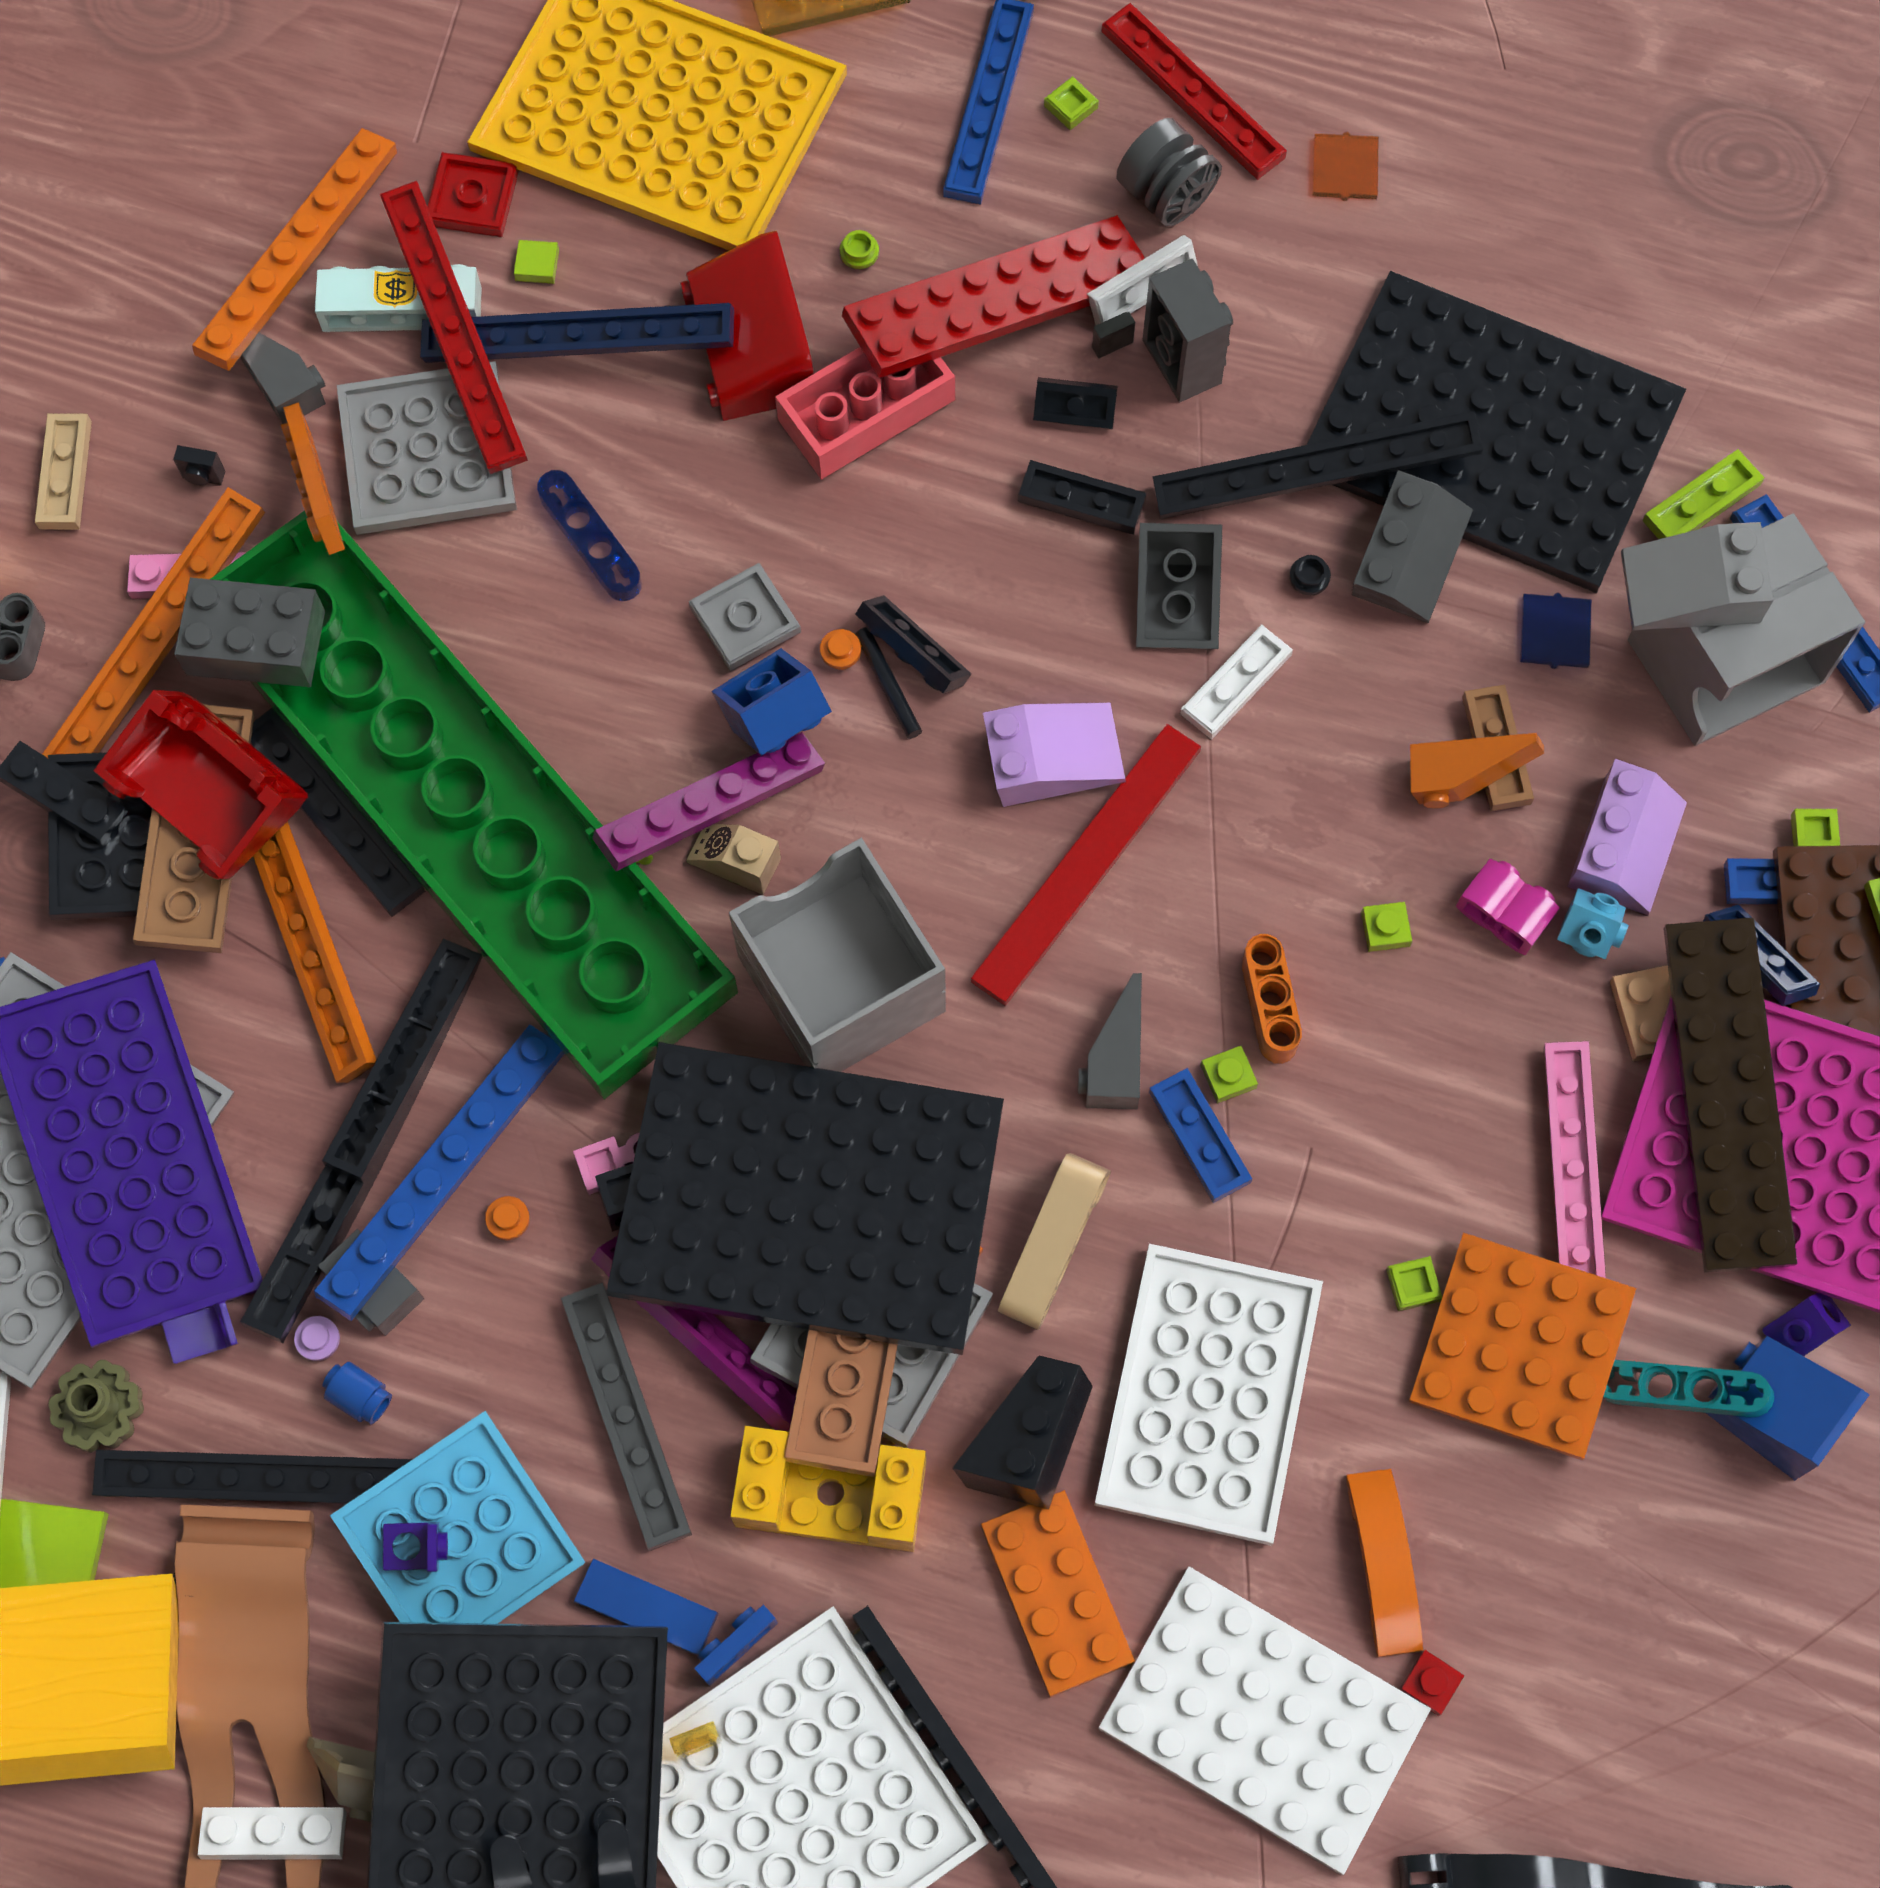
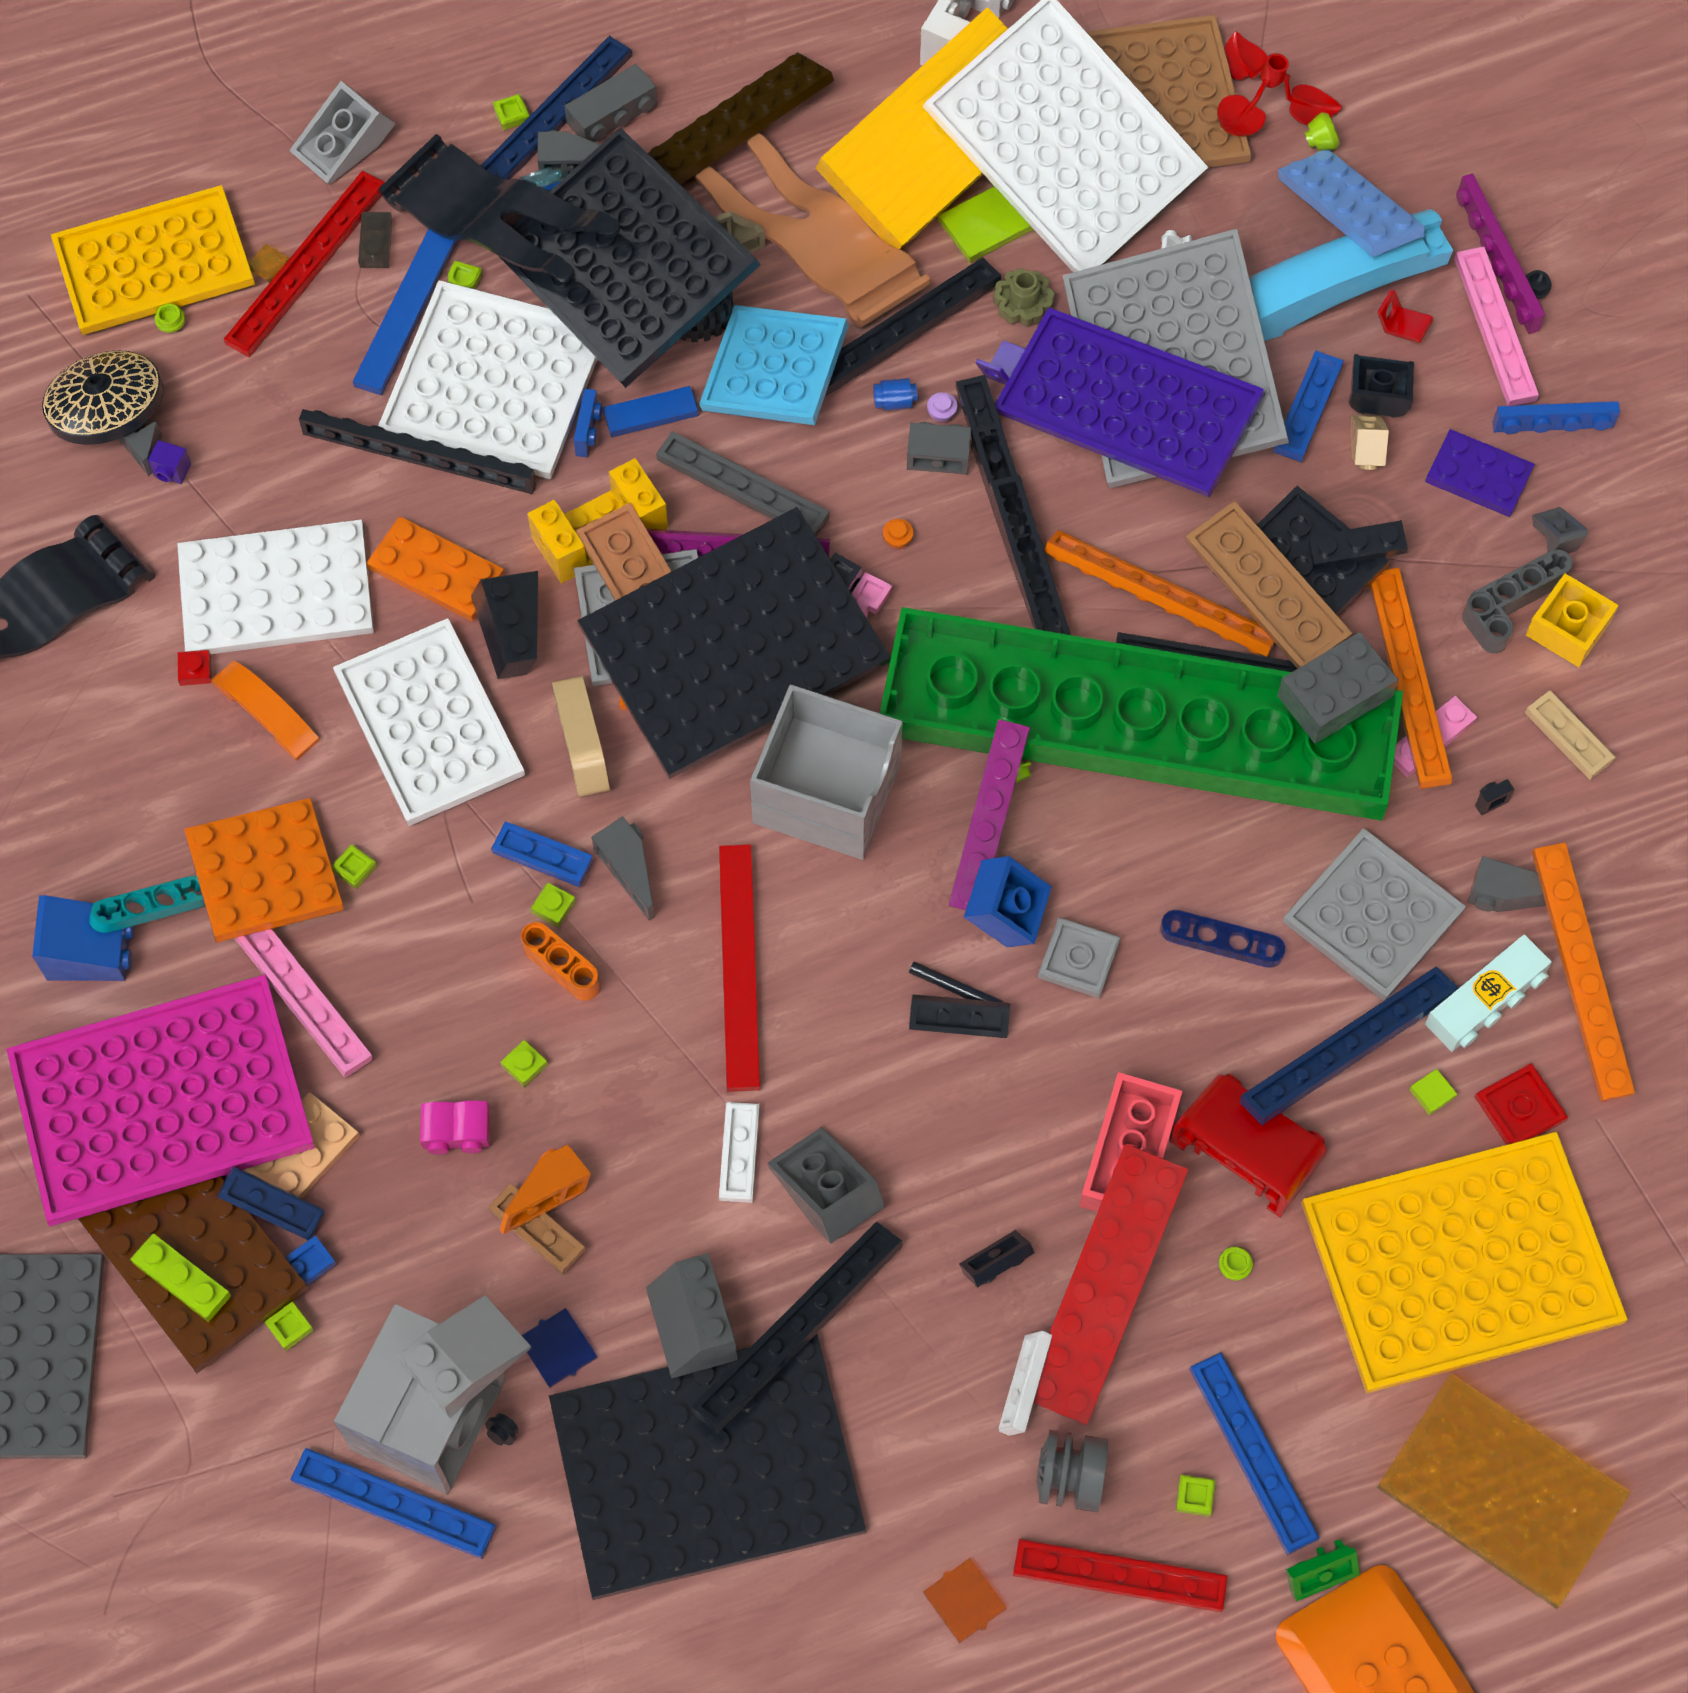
camera: 140 degrees right, 5 degrees down
(201, 780) = (1280, 605): red windscreen -> none
(271, 1833) = (745, 185): white plate -> none
(311, 480) = (1401, 808): orange plate -> none
(432, 1546) = (778, 339): dark purple bracket -> none
(438, 1173) = (951, 511): blue plate -> none
(453, 327) = (1431, 988): red tile -> none
(695, 1740) = (566, 358): clear yellow tile -> none
(736, 855) = (946, 810): tan slope -> none
(840, 649) = (1002, 982): orange plate -> none
(1052, 750) = (815, 1010): lavender slope -> none
(1082, 497) = (937, 1197): black plate -> none
(1113, 334) = (1013, 1328): pearl dark grey tile -> none
(1186, 329) = (957, 1343): dark grey brick -> none
(1310, 575) = (747, 1259): black plate -> none
(1593, 924) = (391, 1149): medium azure brick -> none
(1629, 837) = (408, 1228): lavender slope -> none
(1704, 497) = (521, 1517): lime plate -> none
(1729, 1095) = (233, 1090): dark brown plate -> none
(1808, 1324) = (97, 1001): dark purple bracket -> none

